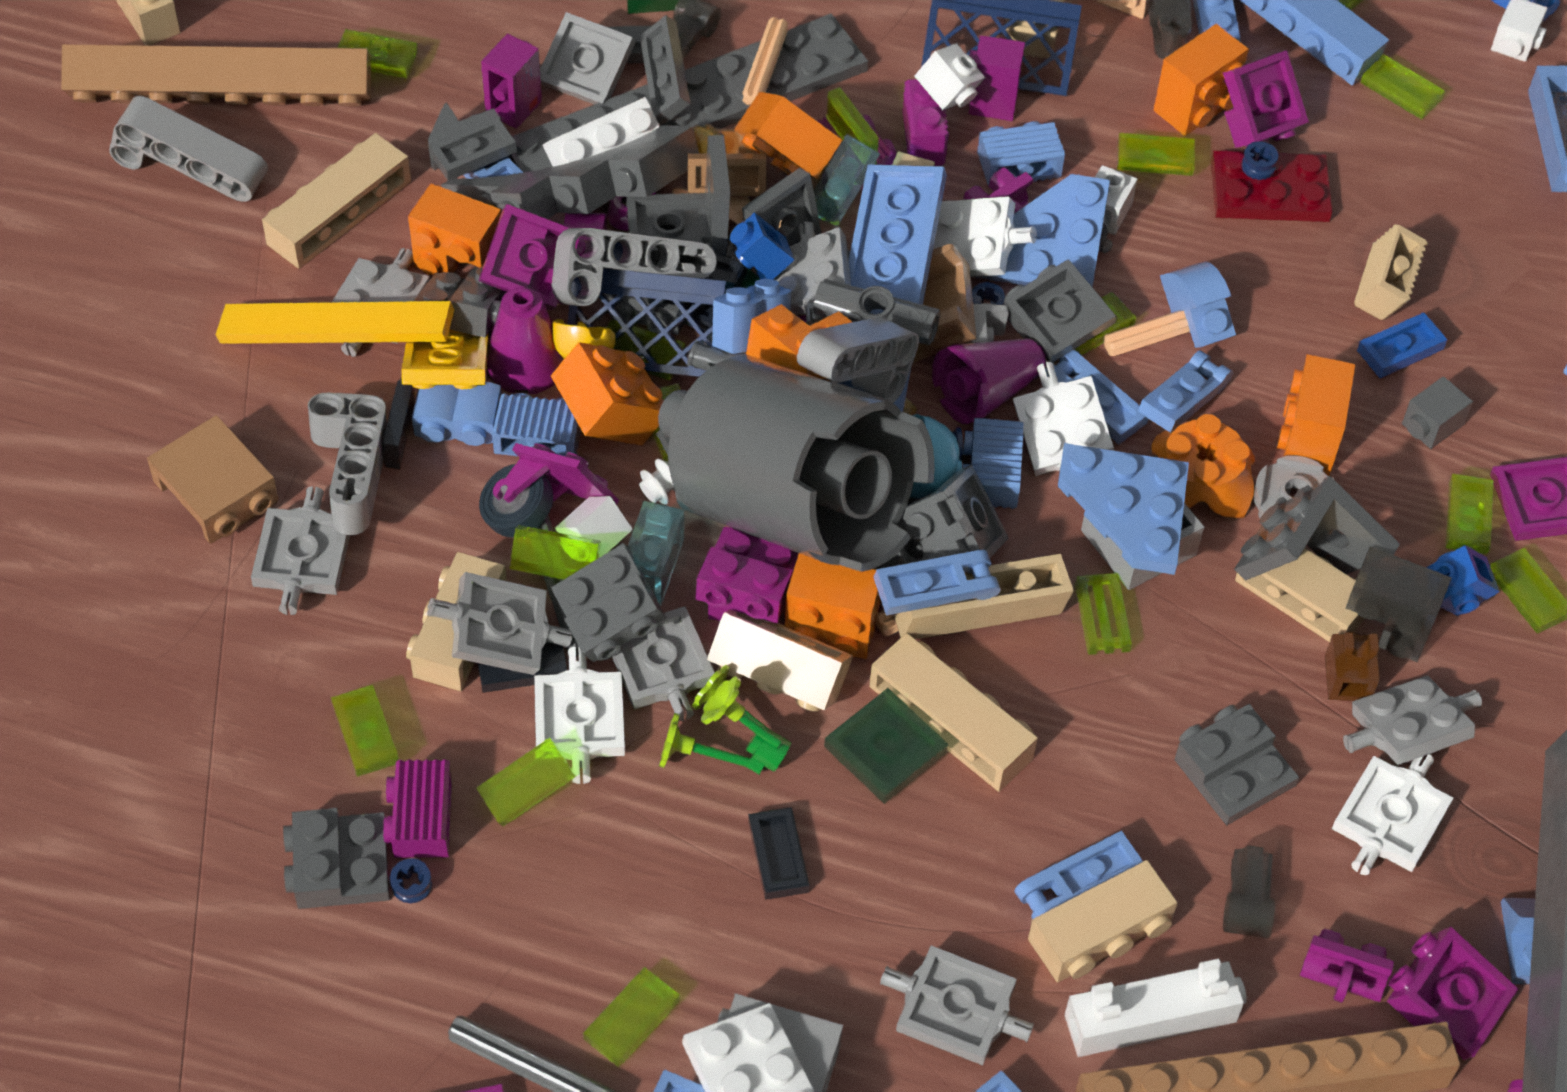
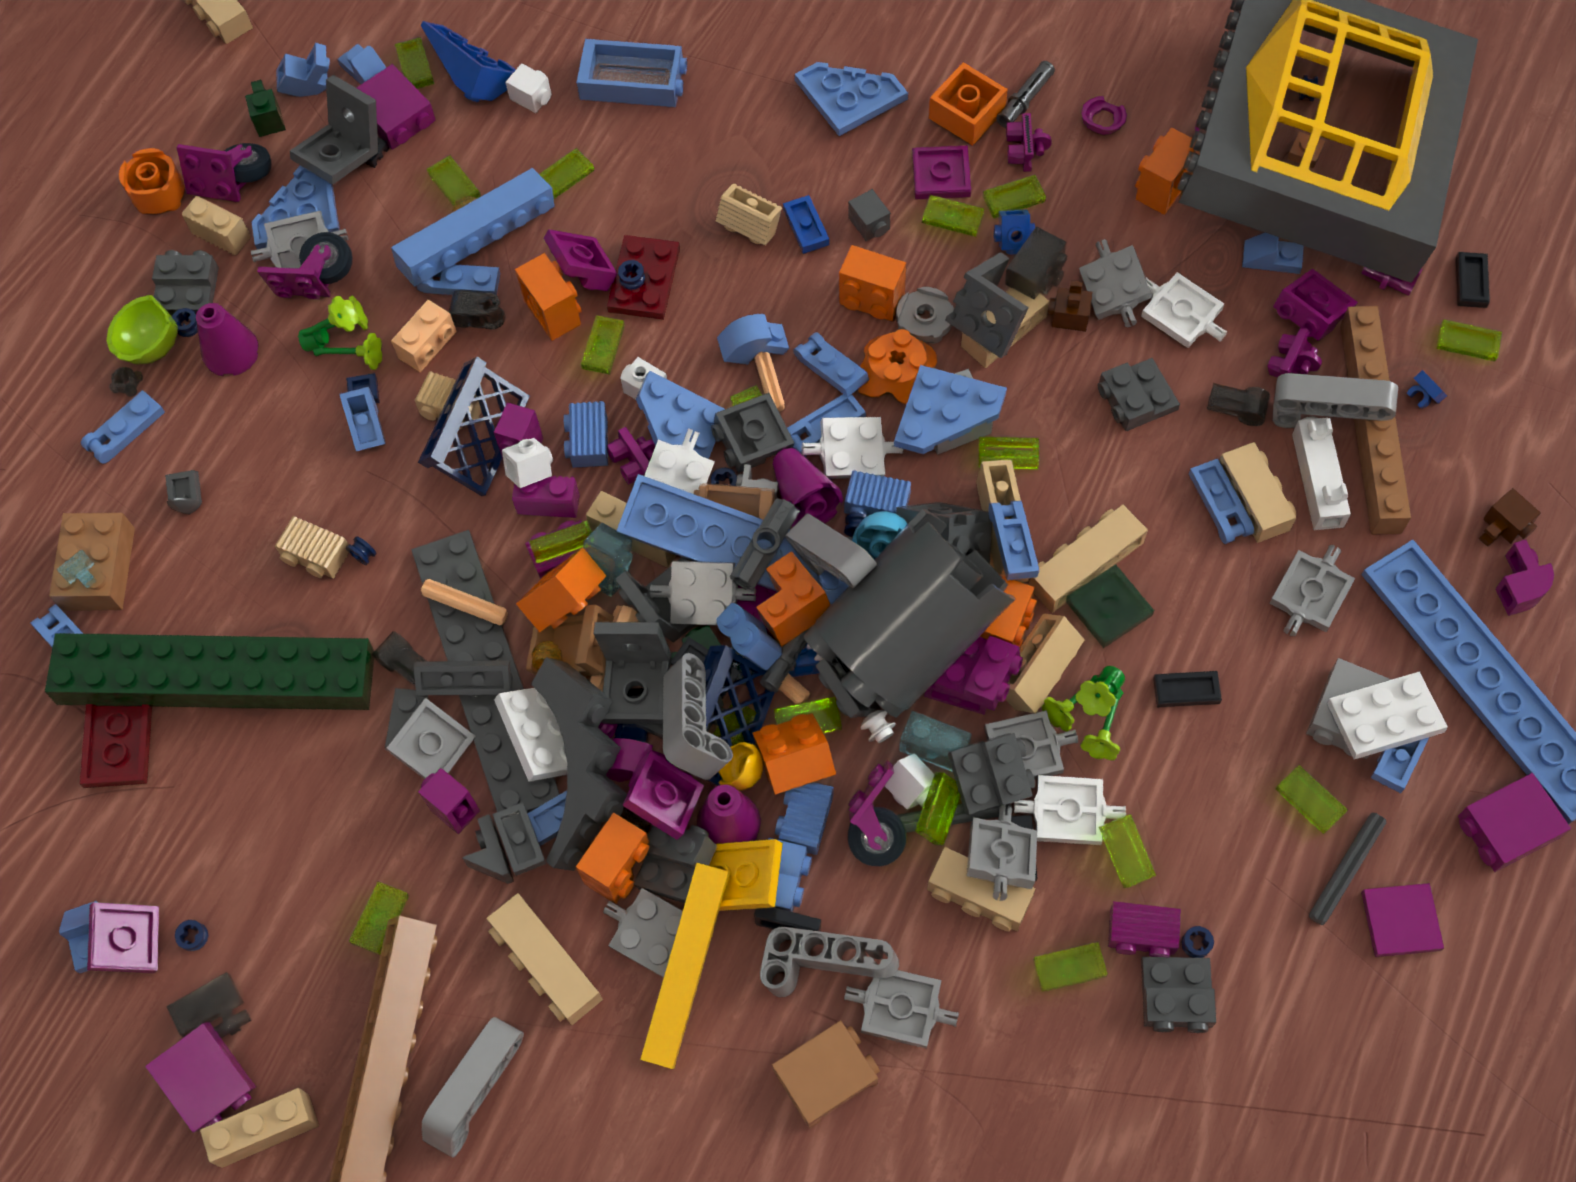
camera: 75 degrees left, 10 degrees up
(761, 247) = (682, 620): blue brick -> none
(1270, 1014) = (1333, 398): none -> light grey beam

